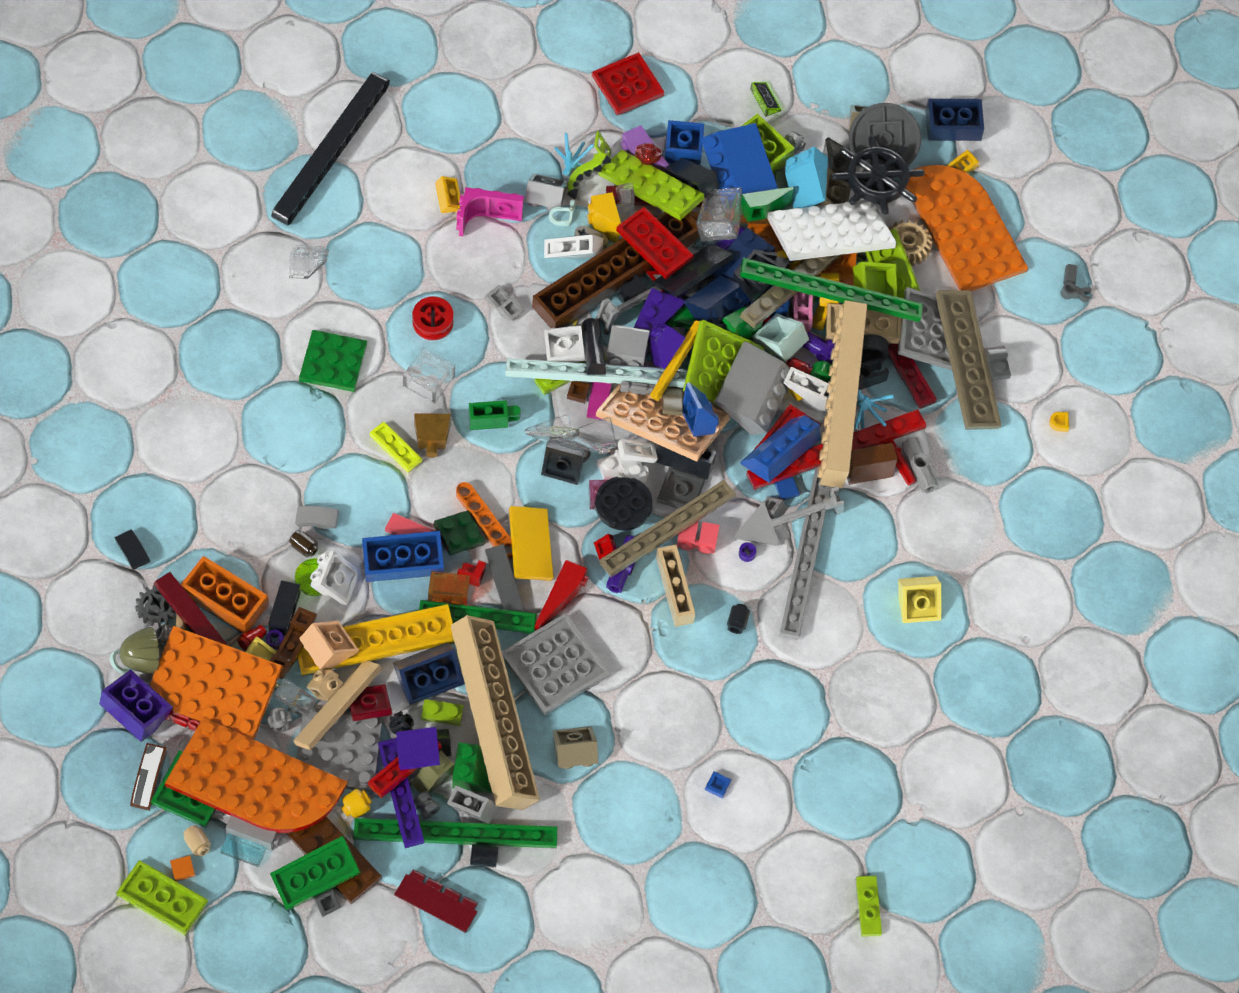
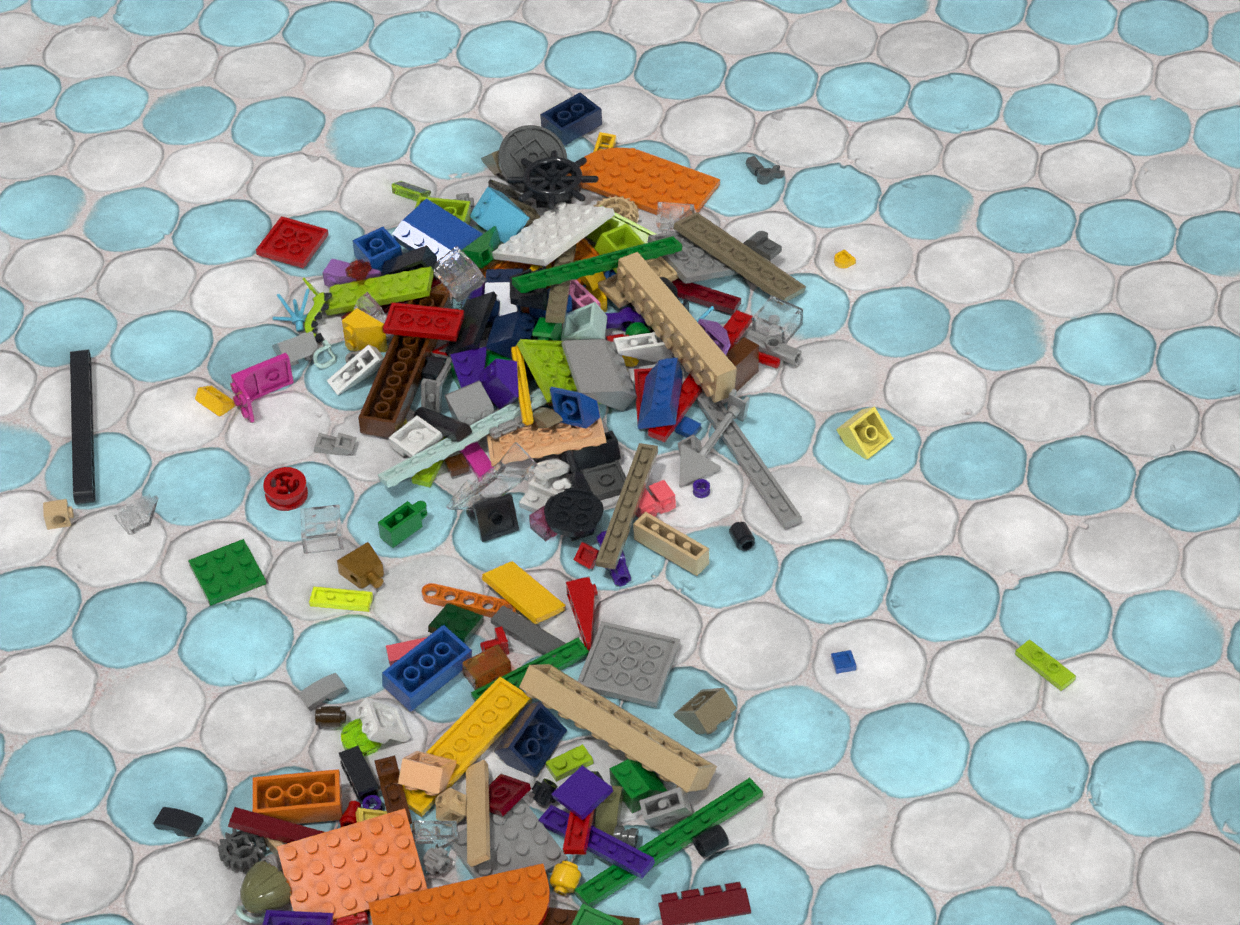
camera: 30 degrees left, 15 degrees down
(250, 218) = (57, 514): none -> tan brick
(654, 476) = (578, 479): none -> black piece
(866, 425) = (716, 333): none -> medium lavender slope
(944, 278) = (670, 213): none -> clear slope
(944, 443) = (778, 319): none -> clear piece

